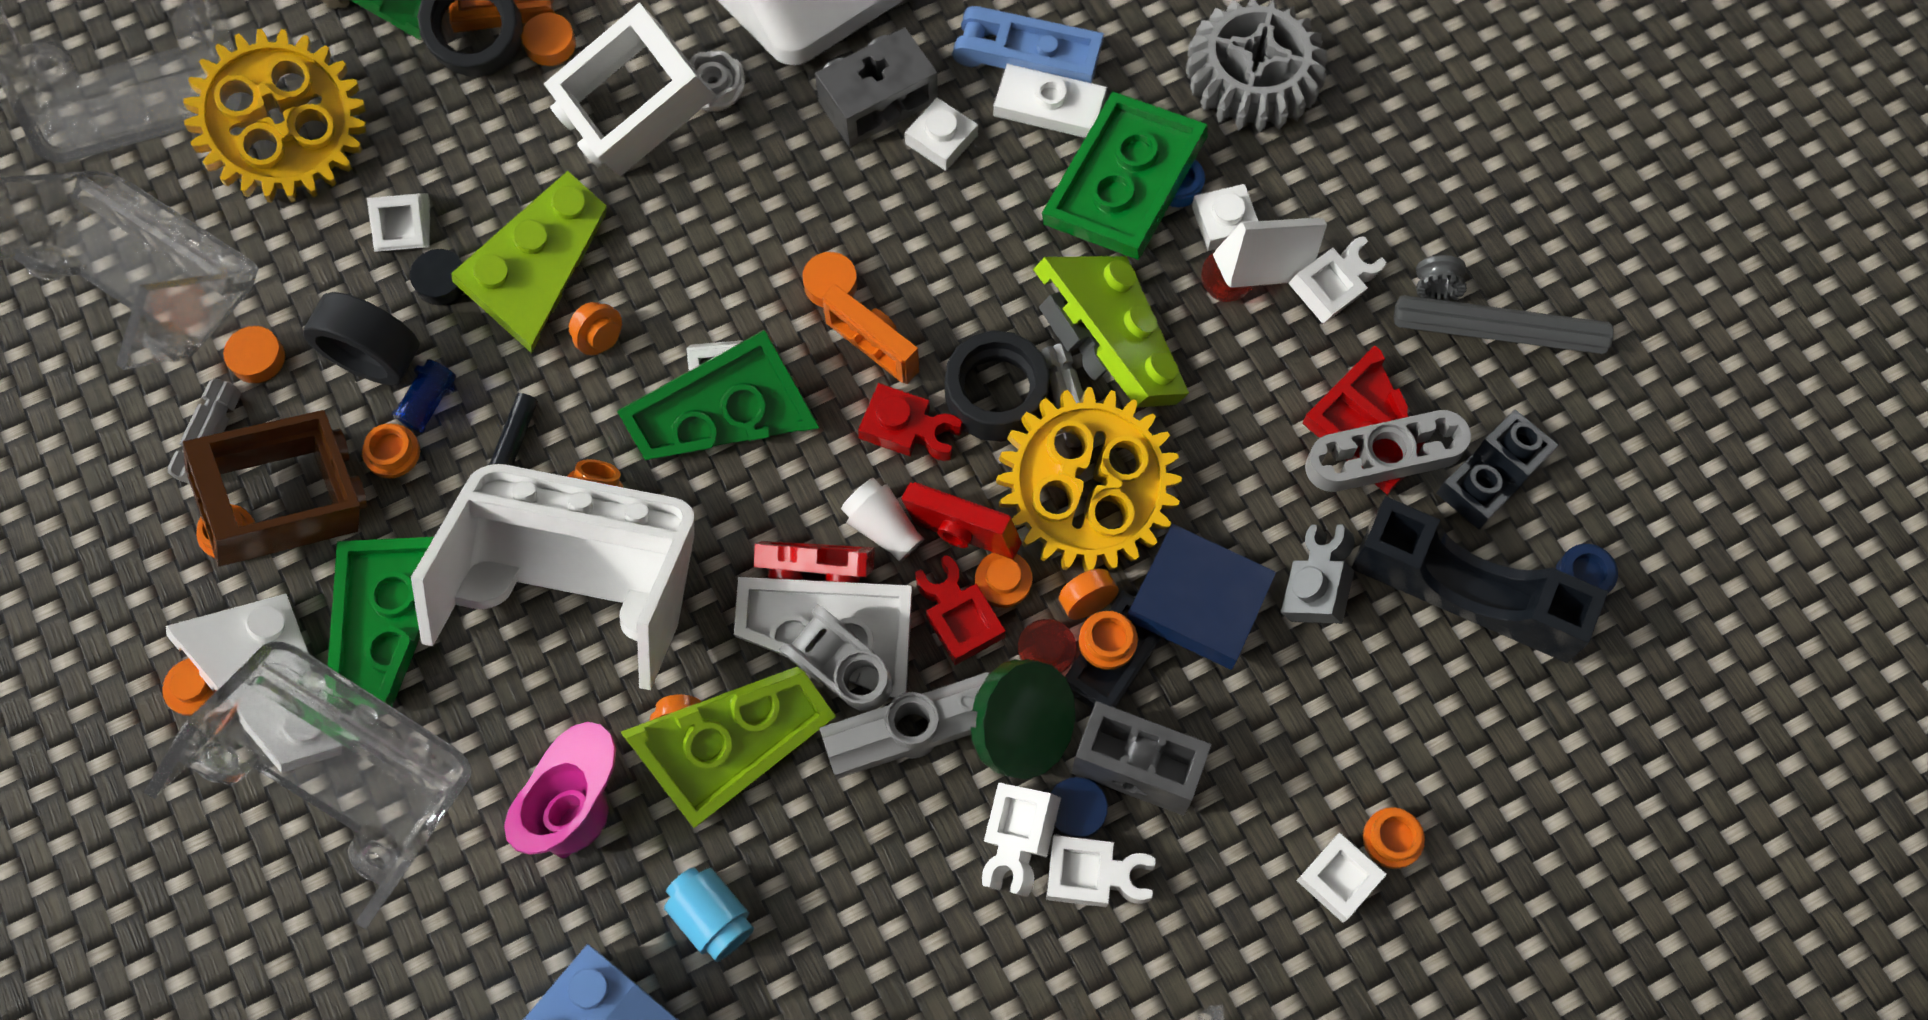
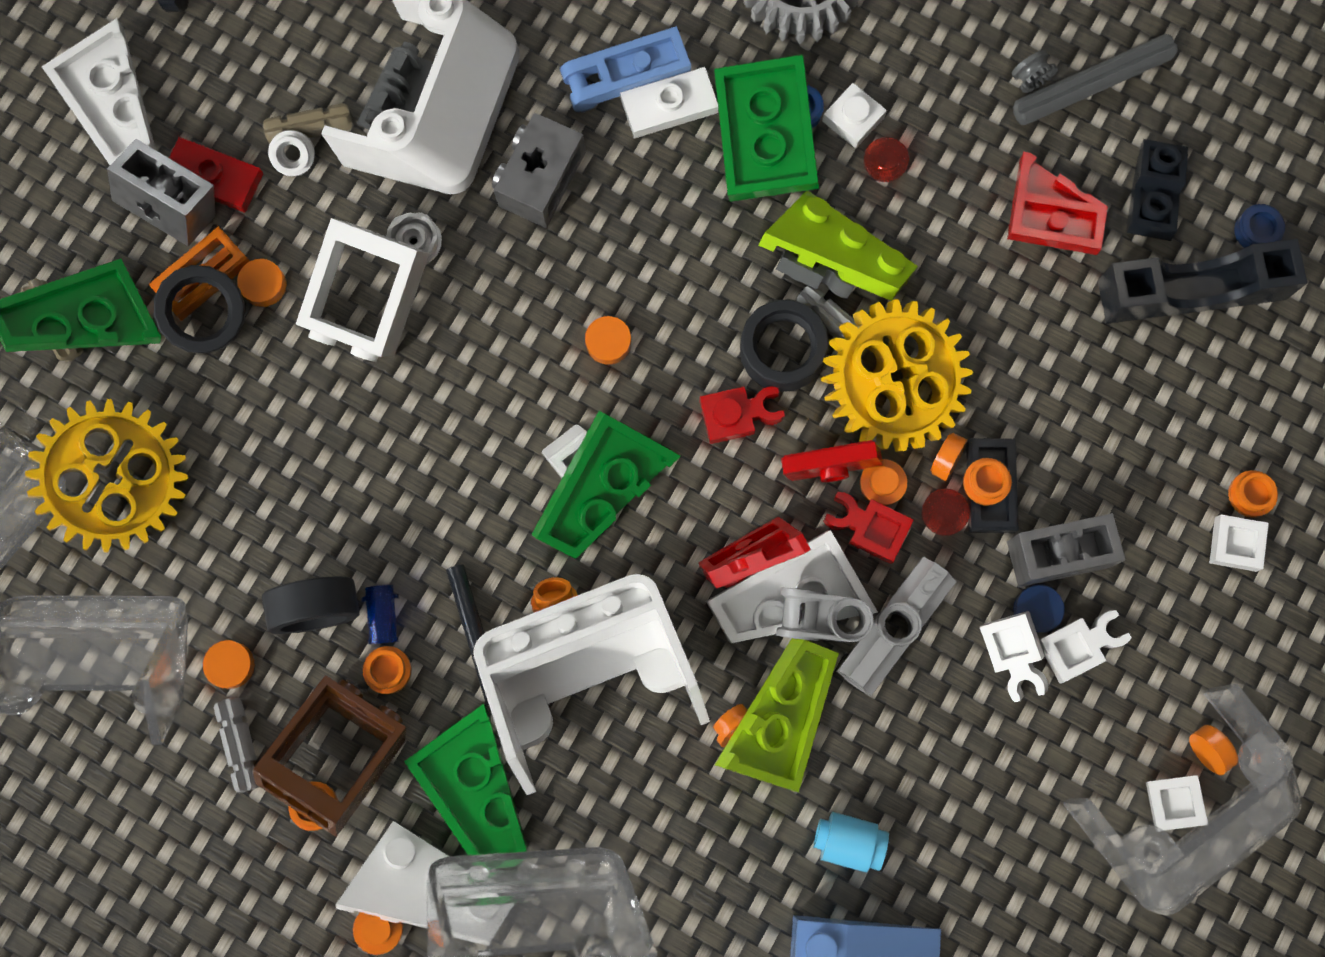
camera: 30 degrees left, 10 degrees up
(400, 221) = (257, 494): white slope -> none
(433, 278) = (320, 518): black tile -> none
(531, 259) = (382, 461): lime wing -> none
(565, 796) = (700, 829): dark pink piece -> none
(595, 328) = (469, 485): orange plate -> none
(871, 333) = (670, 362): orange plate -> none
(881, 518) = (772, 494): white cone -> none
(941, 134) = (608, 176): white plate -> none
(1023, 718) = (970, 573): dark green tile -> none
(1201, 596) = (1025, 409): dark blue tile -> none
(1269, 251) = (910, 128): white slope -> none
(1321, 585) = (1097, 350): plate -> none
(1335, 280) = (962, 119): white plate -> none
(1403, 431) = (1090, 207): light grey beam -> none

